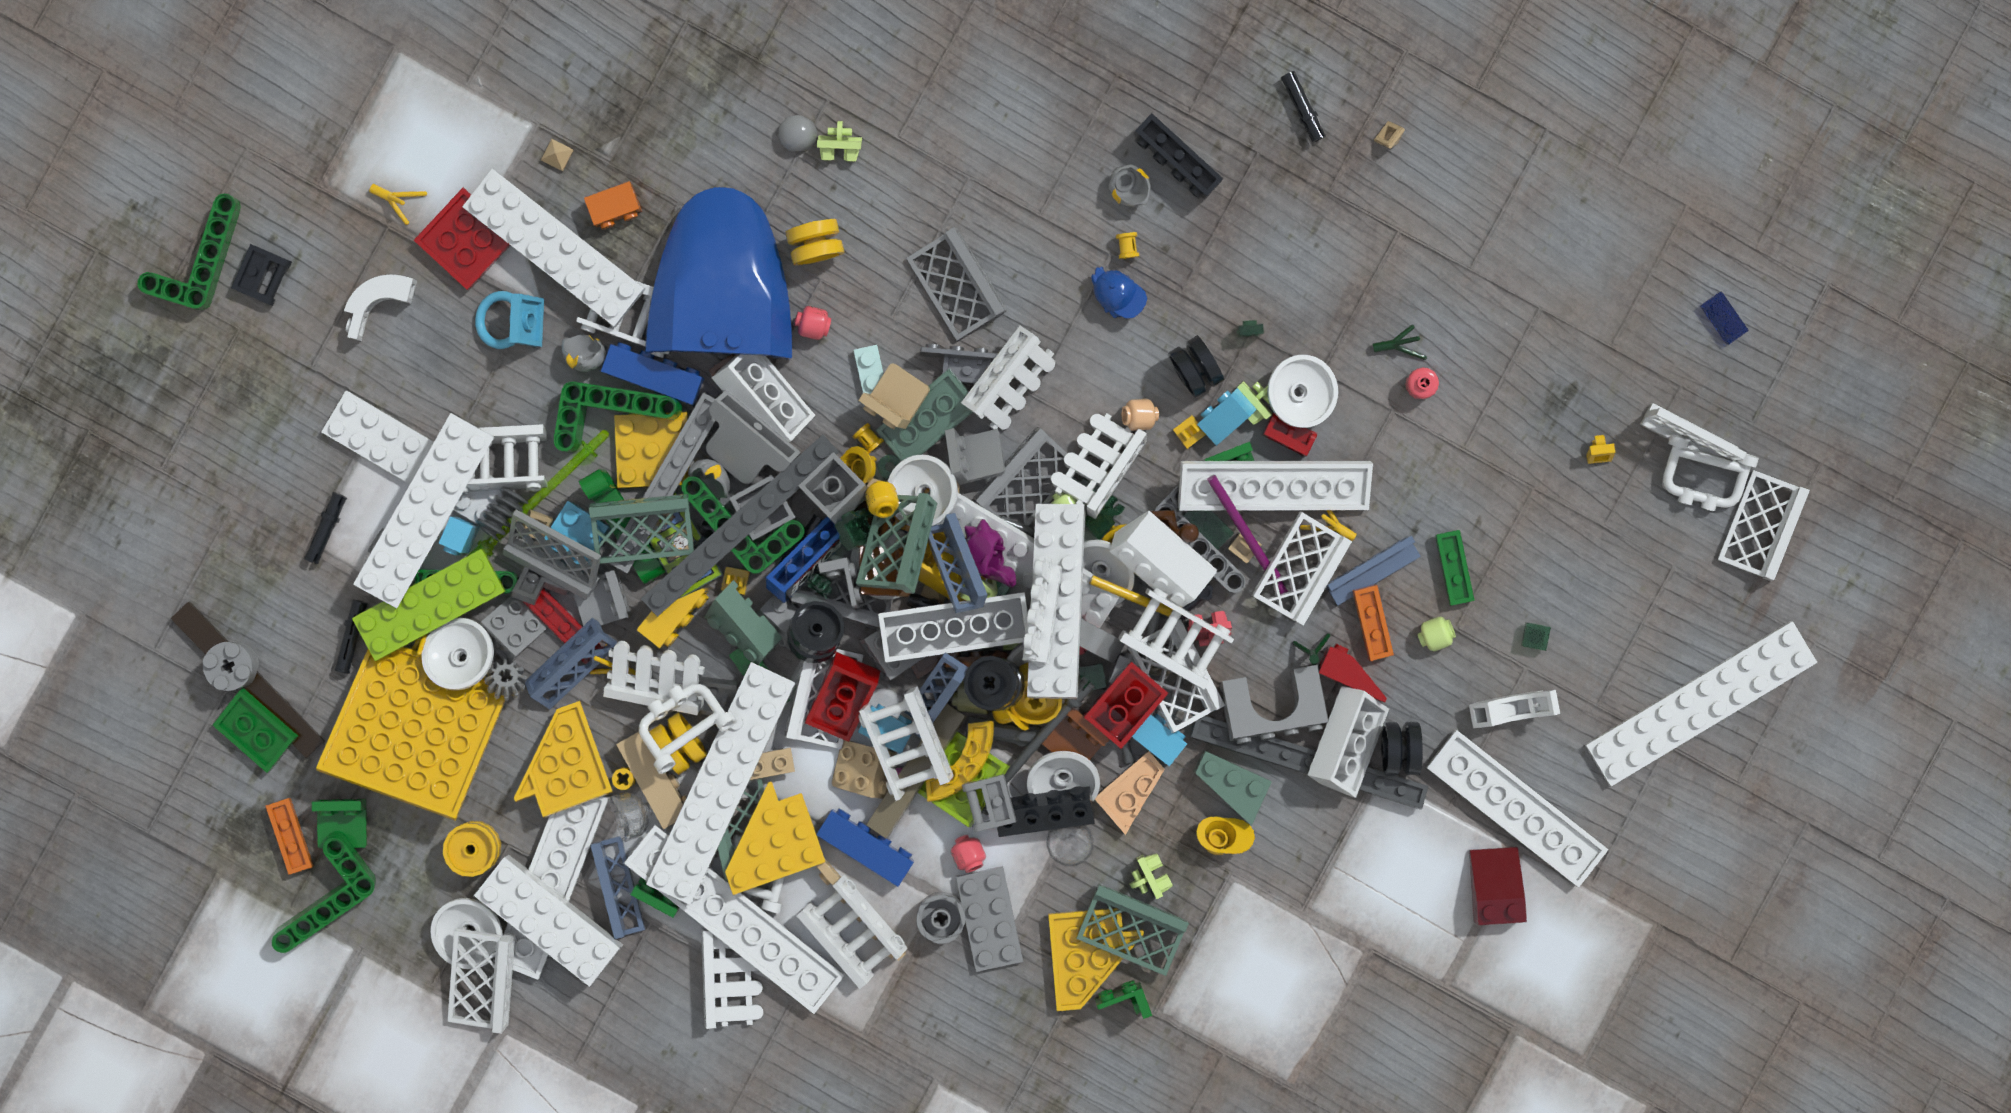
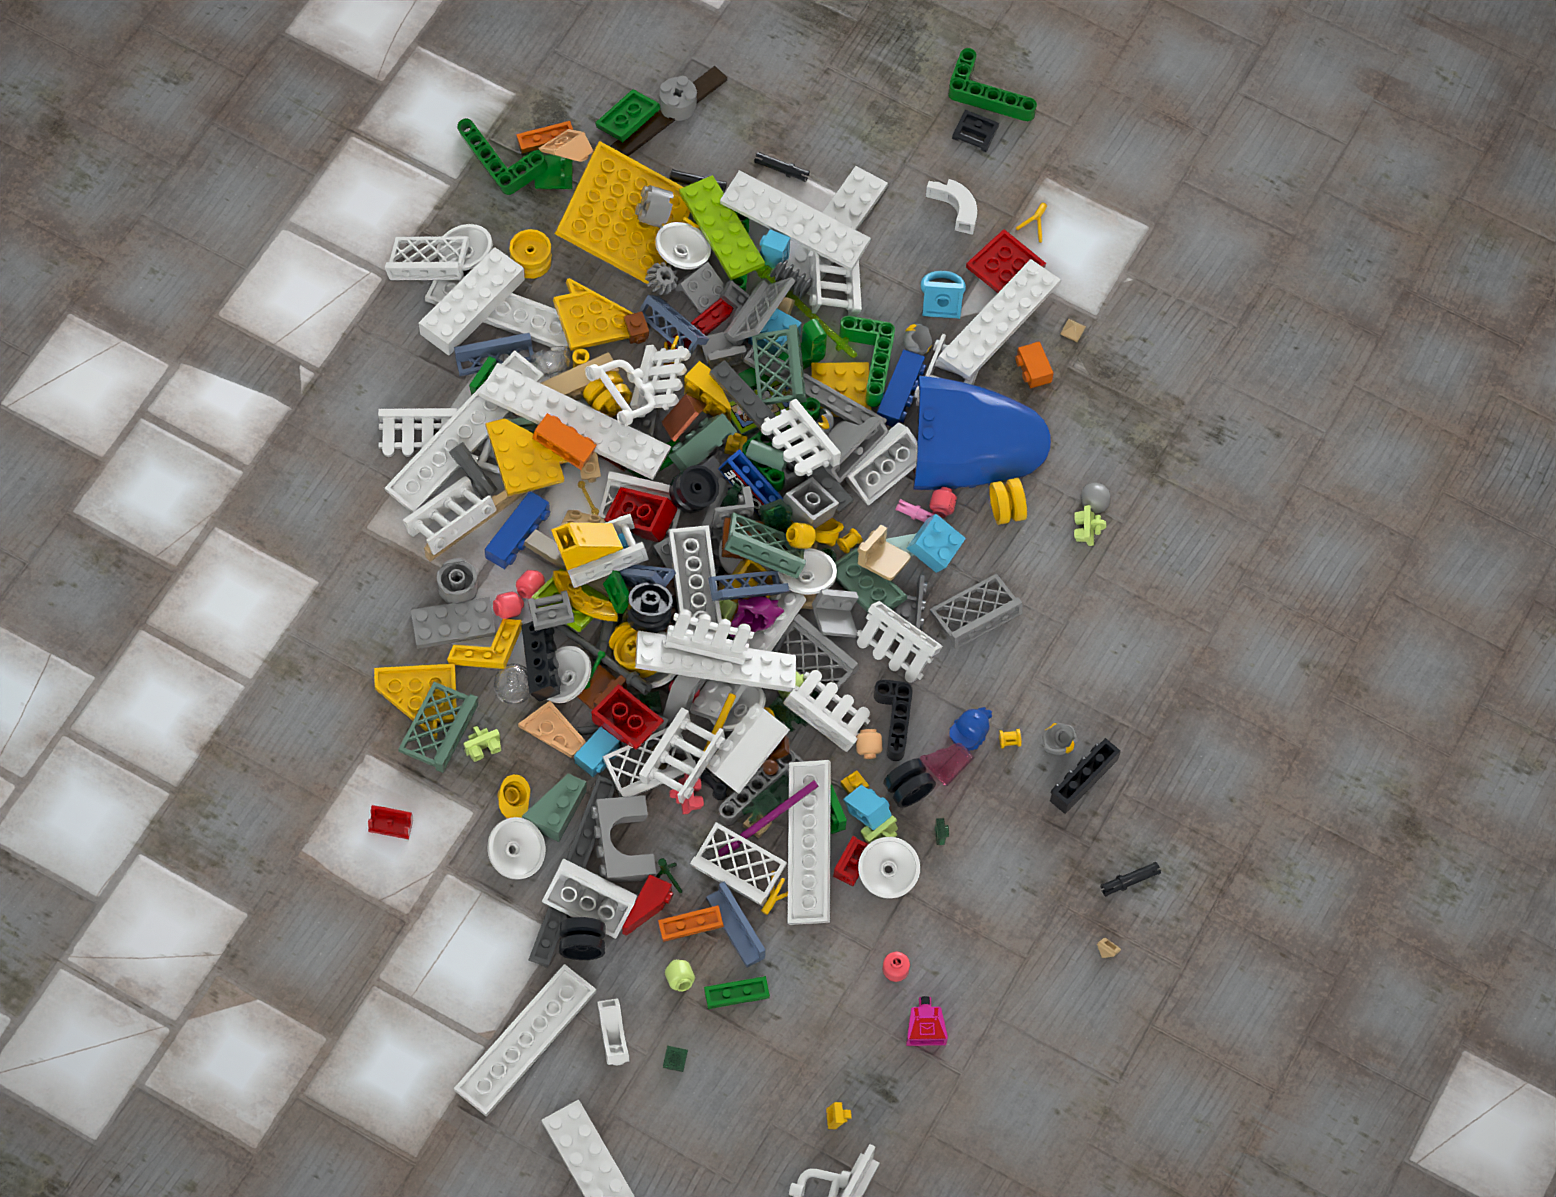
camera: 85 degrees right, 25 degrees down
(320, 809) = (569, 145): none -> light nougat slope
(409, 692) = (654, 206): none -> light grey brick
(575, 709) = (636, 328): none -> dark orange bracket
(713, 647) = (682, 416): none -> copper slope
(741, 503) = (808, 430): none -> white fence
(756, 795) = (564, 441): none -> orange brick
(771, 542) = (766, 455): none -> sand green pin
(777, 917) = (481, 482): none -> dark grey axle
(825, 356) = (913, 511): none -> bright pink pin
(833, 752) = (581, 484): none -> clear yellow hinge
(874, 332) = (936, 543): none -> medium azure brick
(905, 764) = (585, 542): none -> yellow slope
(941, 828) = (529, 583): none -> coral head
(959, 722) = (617, 591): none -> green plate
(1042, 739) = (601, 654): none -> green hinge
(1042, 869) = (489, 657): none -> yellow plate
(1109, 381) = (897, 721): none -> black beam
(1128, 990) = (381, 727): green bracket -> none
(1162, 321) = (948, 762): none -> clear pink wing
(1227, 539) = (763, 804): none -> clear green plate
(1253, 979) = (390, 822): none -> red hinge
(1294, 819) = (526, 844): none -> white dish
(1394, 344) = (929, 948): dark green plant -> none
(1489, 349) = (926, 1025): none -> torso
(1497, 886) = (458, 1021): dark red slope -> none

